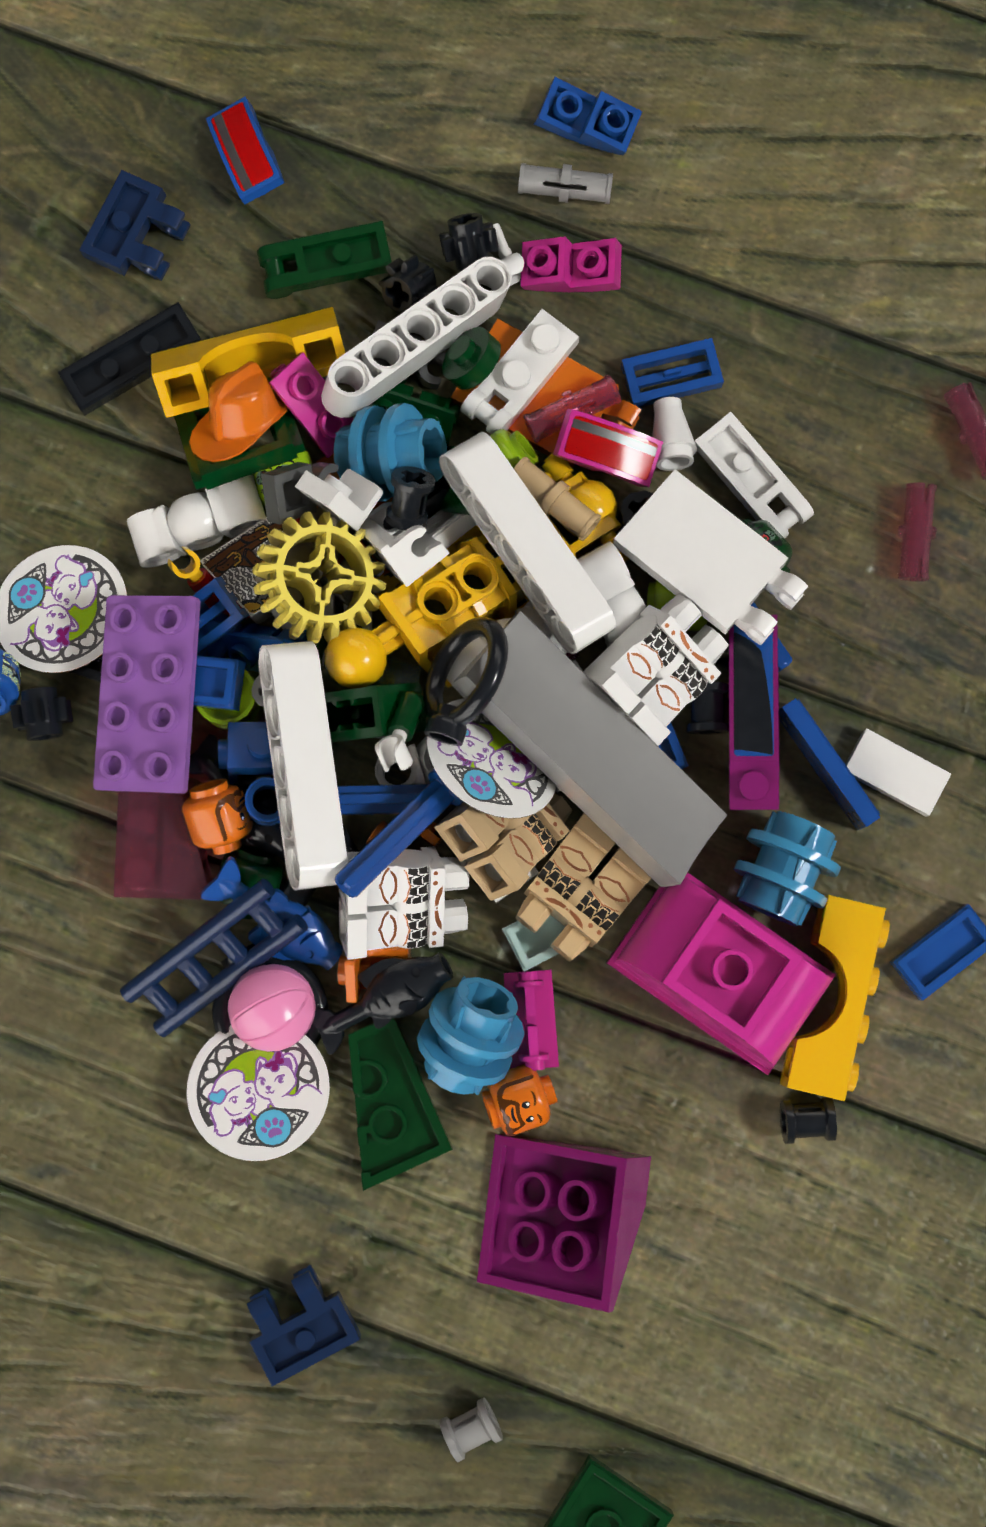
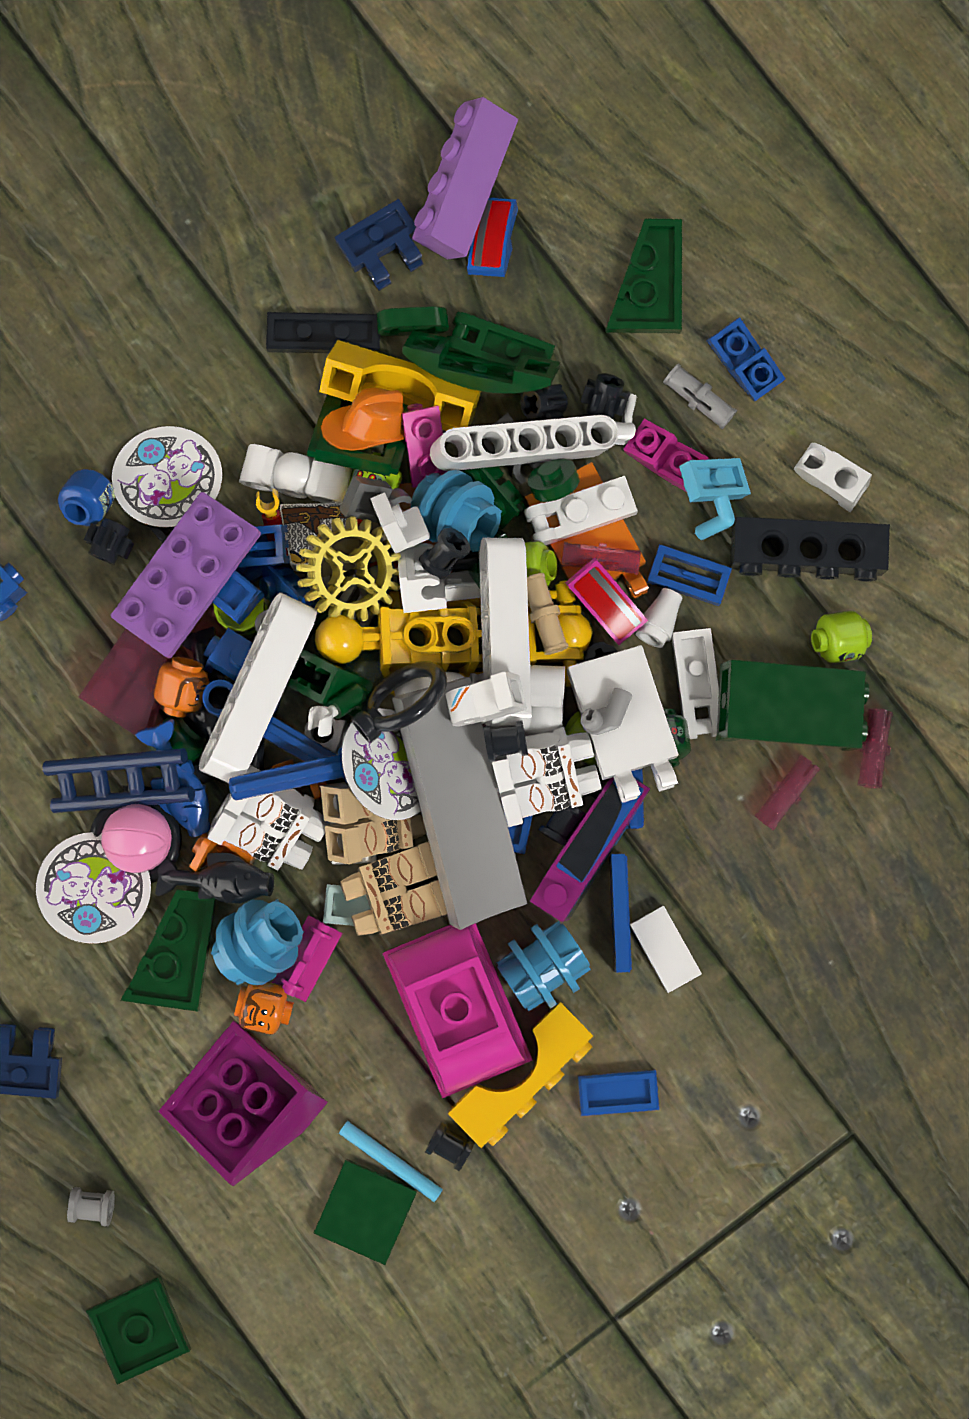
camera: 30 degrees right, 0 degrees up
(177, 105) = (464, 178): none -> medium lavender brick
(217, 287) = (405, 320): none -> dark green beam
(261, 308) = (432, 355): none -> dark green slope
(442, 96) = (653, 282): none -> dark green wing
(556, 621) = (486, 699): none -> white leg
(602, 653) = (505, 741): none -> black bush
(641, 256) = (718, 482): none -> medium azure plate
(692, 563) = (609, 717): none -> light grey arm
(754, 178) = (833, 475): none -> white leg
(754, 1176) = (390, 1161): none -> medium azure piece
(763, 1246) = (365, 1211): none -> dark green tile
(834, 223) = (867, 539): none -> black brick
(865, 436) = (792, 704): none -> dark green panel
(870, 337) = (841, 636): none -> lime head

